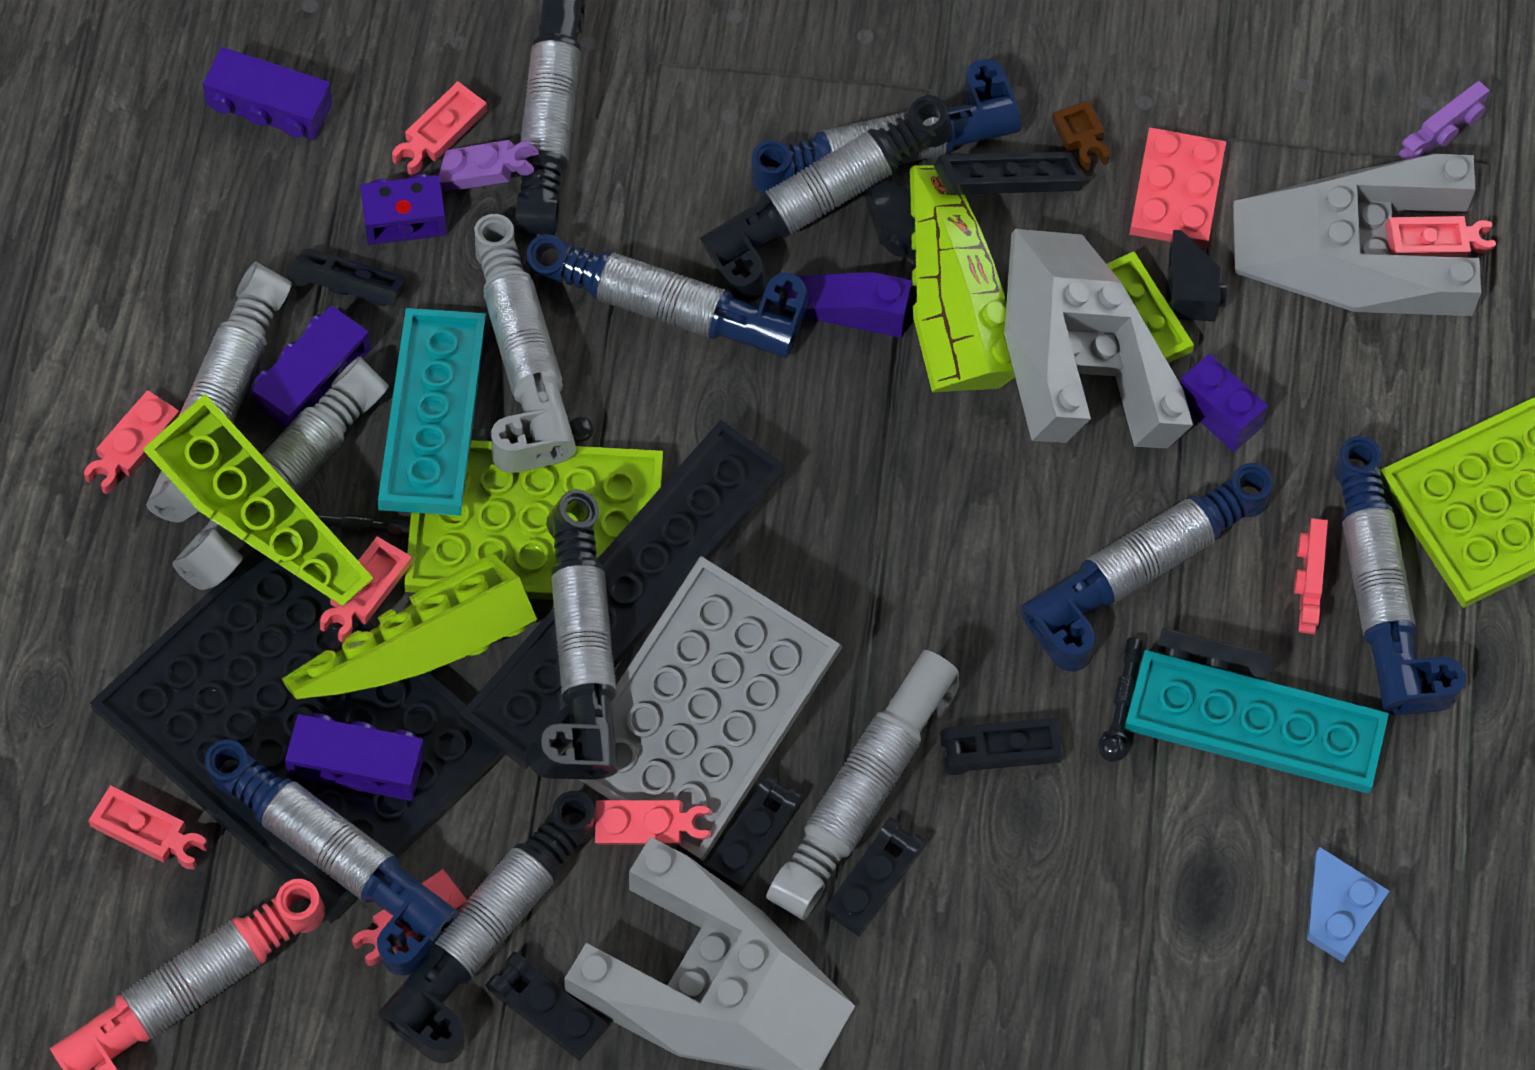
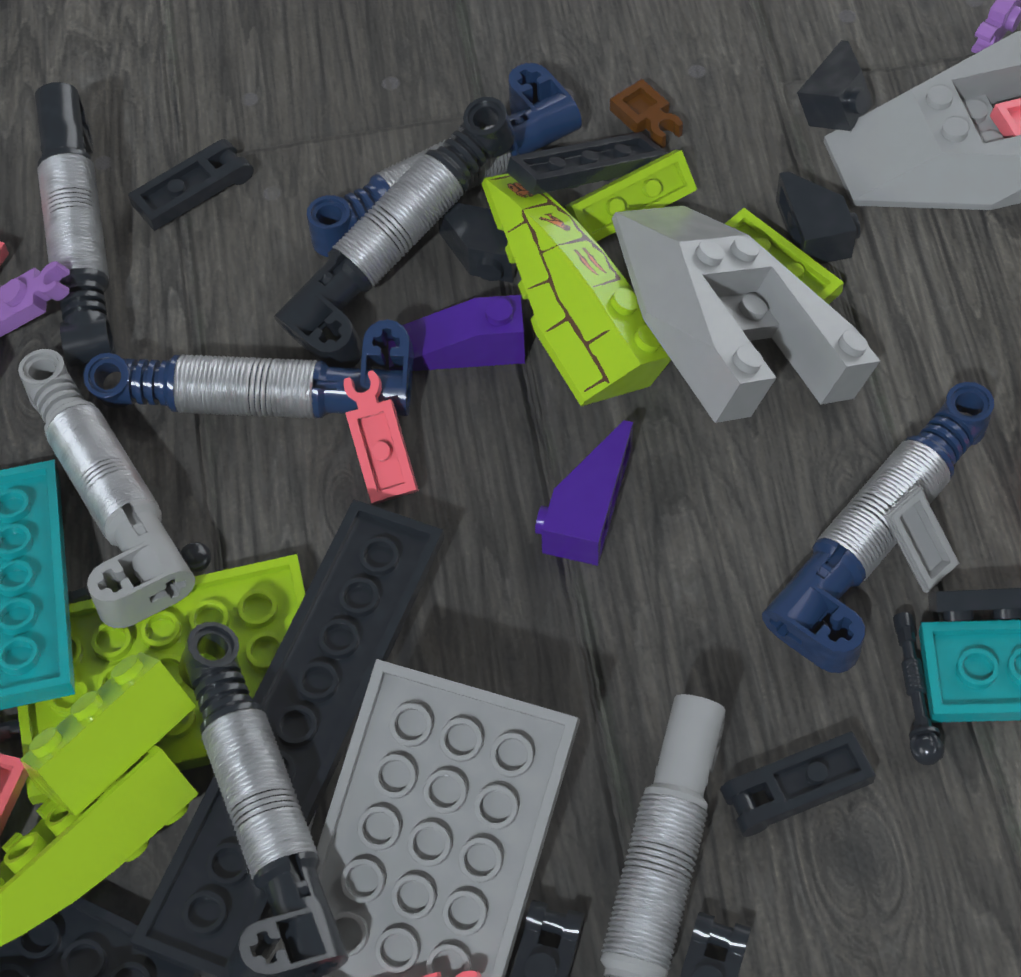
camera: 10 degrees left, 5 degrees down
(480, 553) = (106, 732): none -> lime slope
(660, 89) = (190, 183): none -> black plate
(756, 376) = (379, 443): none -> coral plate
(911, 473) = (585, 501): none -> dark purple slope
(1041, 211) = (644, 188): none -> lime plate
(1169, 583) = (921, 538): none -> light grey tile
(1177, 186) = (761, 136): coral plate -> none
(1223, 402) = (901, 331): dark purple brick -> none
(1257, 162) = (836, 91): none -> black slope

